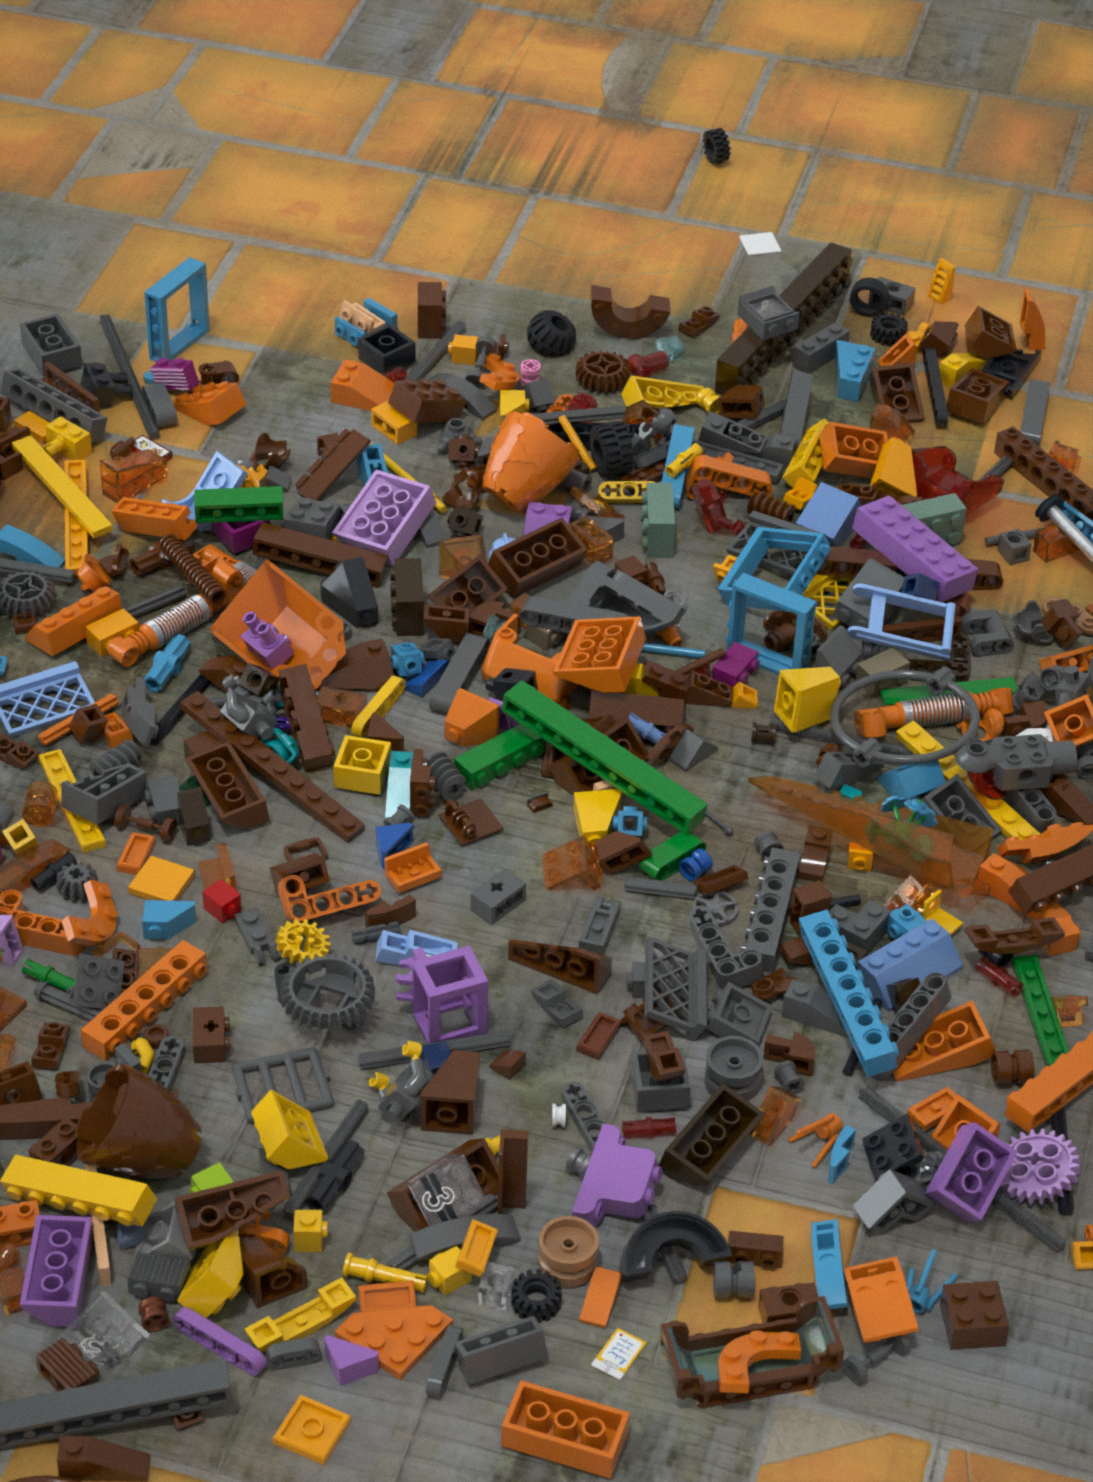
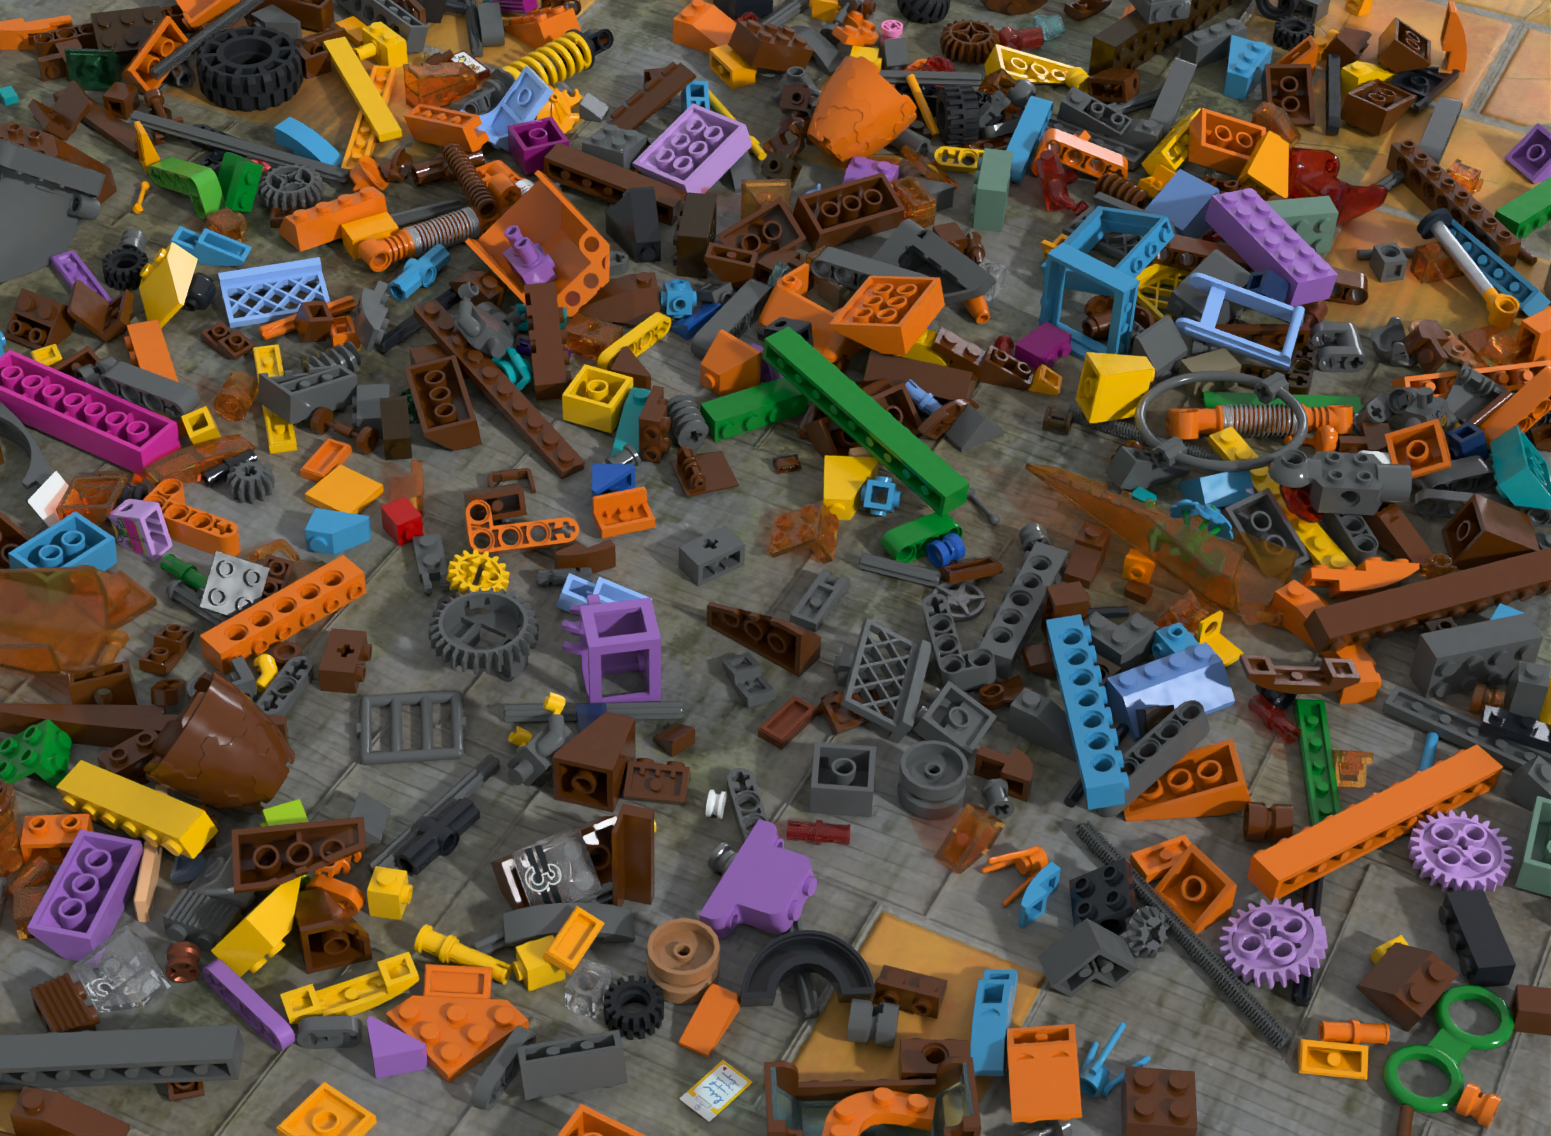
camera: 10 degrees right, 0 degrees up
(102, 919) = (263, 526): orange plate -> none
(230, 438) = (571, 51): none -> piece
(238, 504) = (536, 122): green brick -> none
(252, 677) = (506, 297): dark brown brick -> none
(272, 450) = (592, 79): reddish brown helmet -> none
(287, 1132) = (397, 779): yellow slope -> none
(505, 1103) = (657, 782): none -> reddish brown bracket
(620, 851) = (861, 524): reddish brown slope -> none
(663, 1056) = (847, 751): reddish brown brick -> none
(672, 650) = (974, 324): dark azure bar -> none
(676, 466) = (1022, 137): yellow pin -> none
(702, 661) = (1006, 337): reddish brown bar -> none
(710, 1137) = (885, 852): dark brown slope -> none
(863, 879) = (1138, 591): none -> reddish brown piece
(971, 1172) = (1188, 937): medium lavender brick -> none

